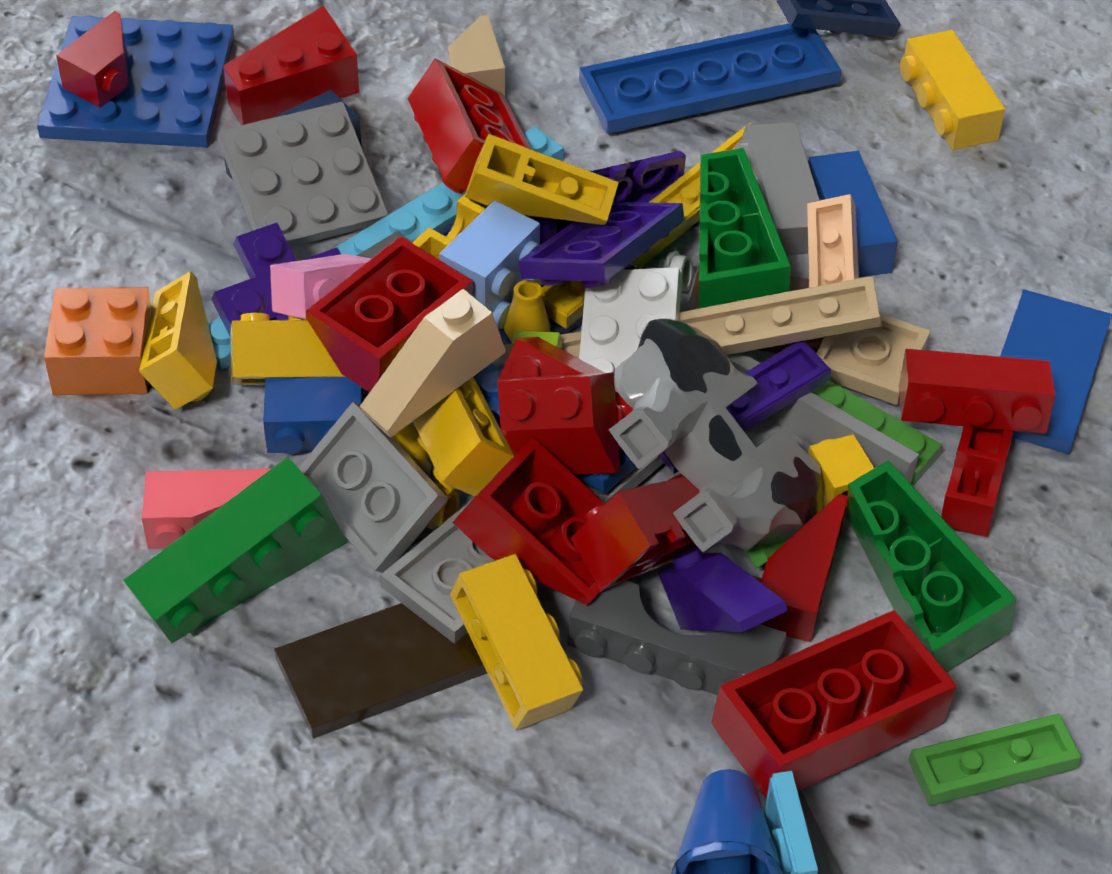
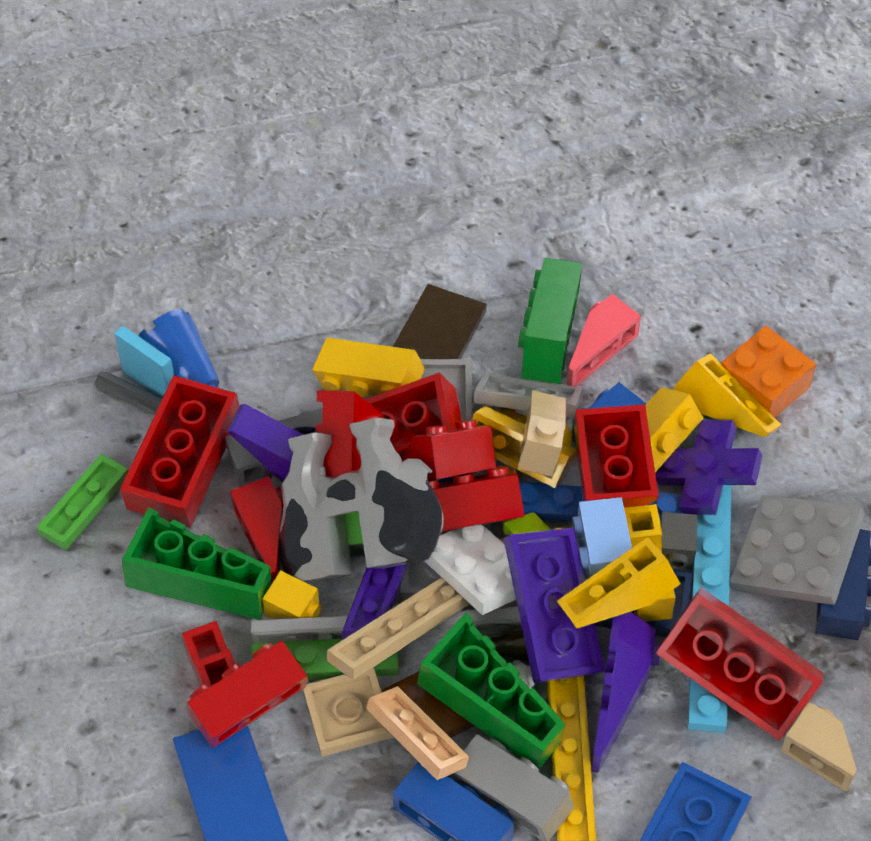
camera: 140 degrees right, 5 degrees up
(304, 282) = (677, 457): bright pink brick -> none

